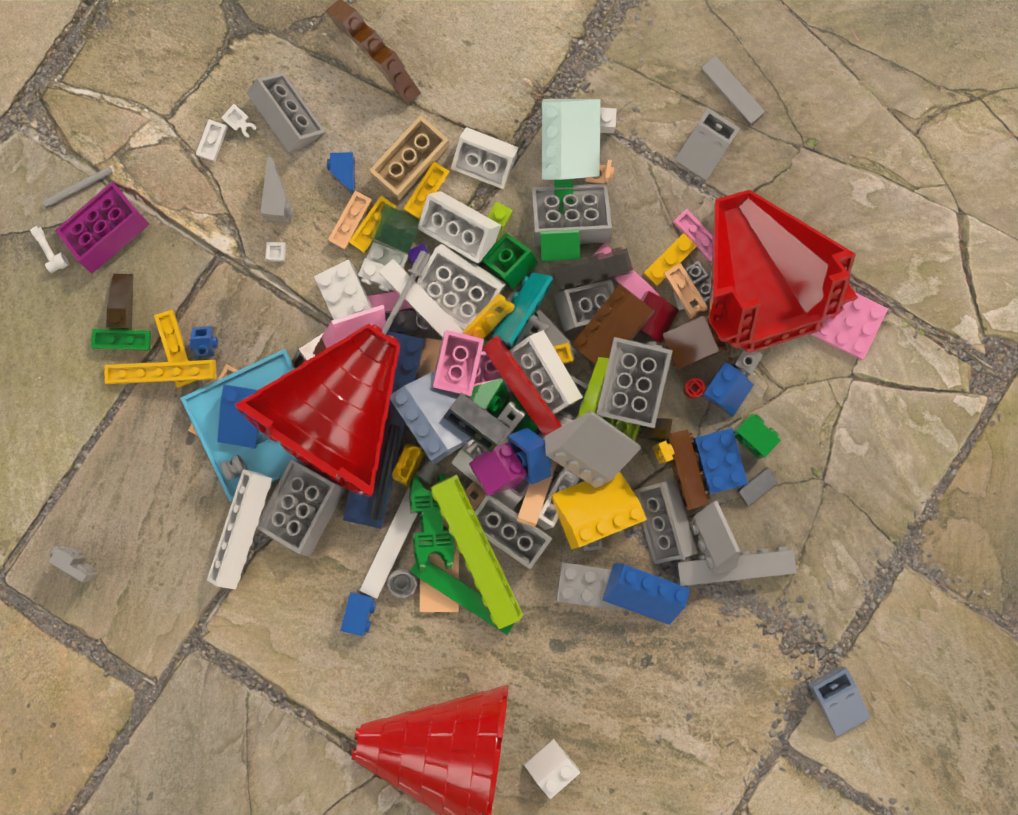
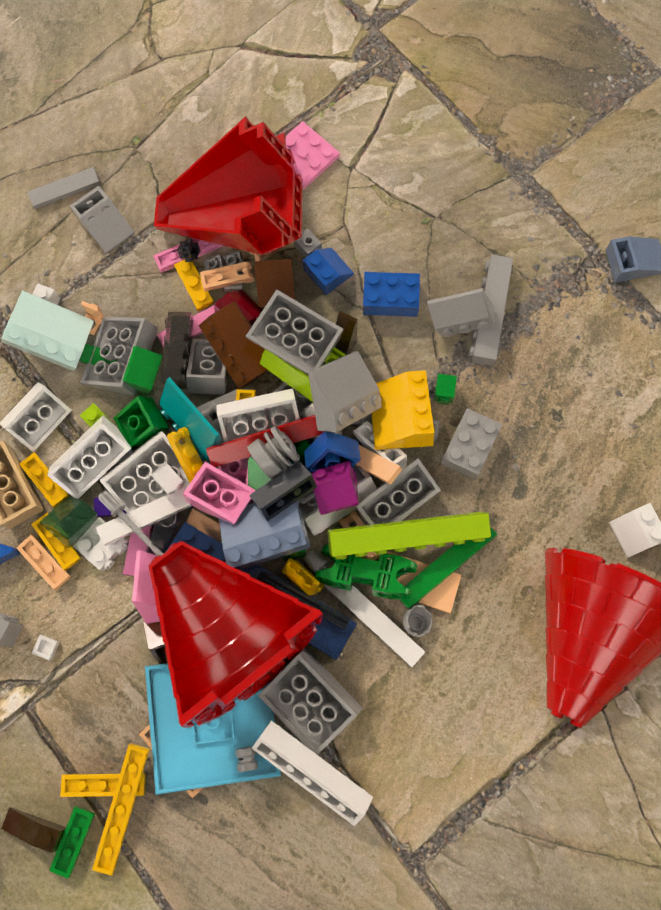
camera: 65 degrees left, 10 degrees down
(203, 341) = (107, 751): blue brick -> none
(232, 425) = (201, 742): blue slope -> none
(343, 290) = (107, 589): white brick -> none
(357, 614) = (435, 675): blue brick -> none
(459, 308) = (167, 478): none -> white brick
(510, 401) = (275, 451): none -> light grey wheel
(635, 544) = (445, 389): none -> green brick
(645, 593) = (494, 391): blue slope -> none
(663, 452) = (367, 335): yellow plate -> none
(666, 522) = (434, 355): light grey slope -> none
(686, 470) = (391, 325): reddish brown slope -> none
(694, 388) = (317, 301): red wheel -> none
(700, 244) = (188, 250): none -> black gear
(756, 436) = (379, 253): green brick -> none
(757, 486) = (422, 266): slope -> none

